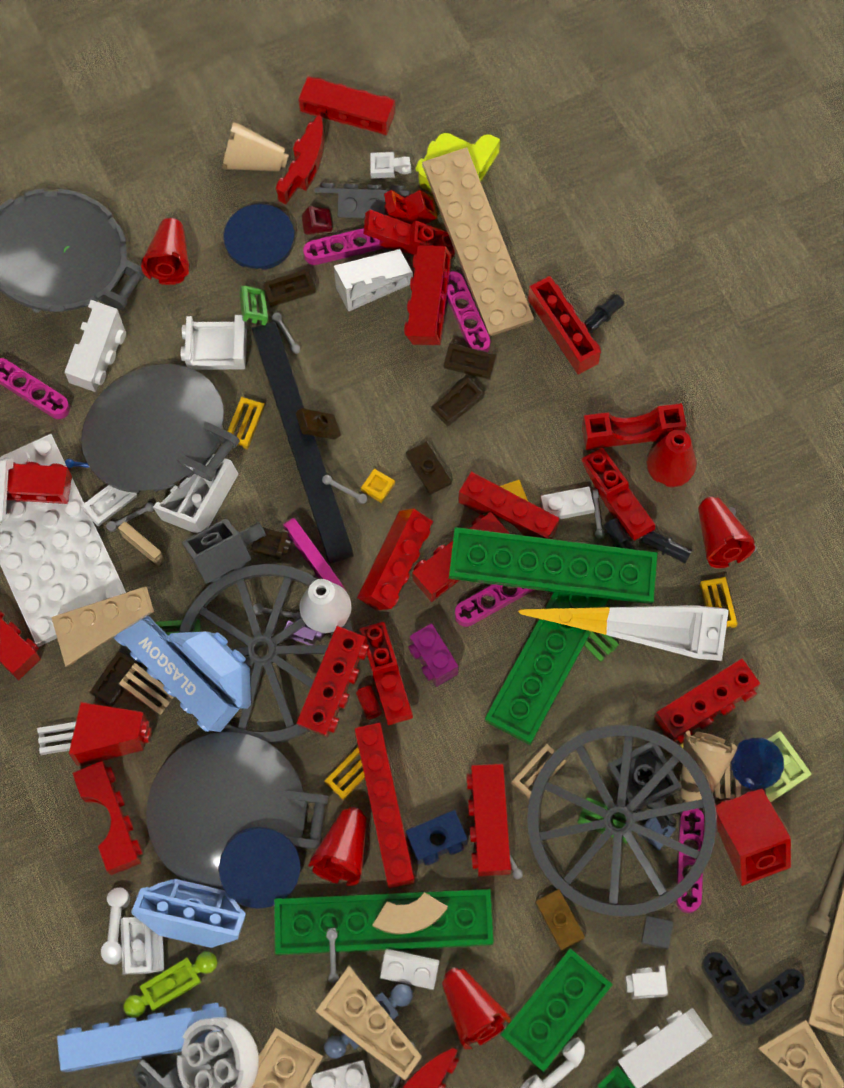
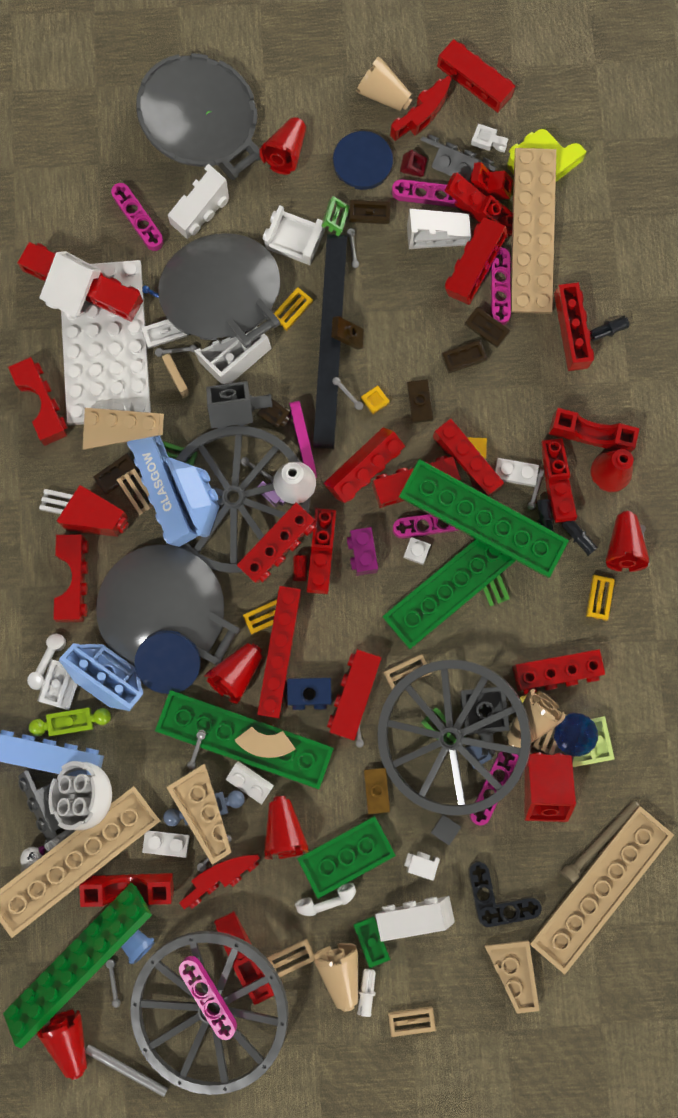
camera: 15 degrees right, 10 degrees up
(493, 632) = (417, 551): none -> white plate
(679, 629) = (562, 607): white plate -> none

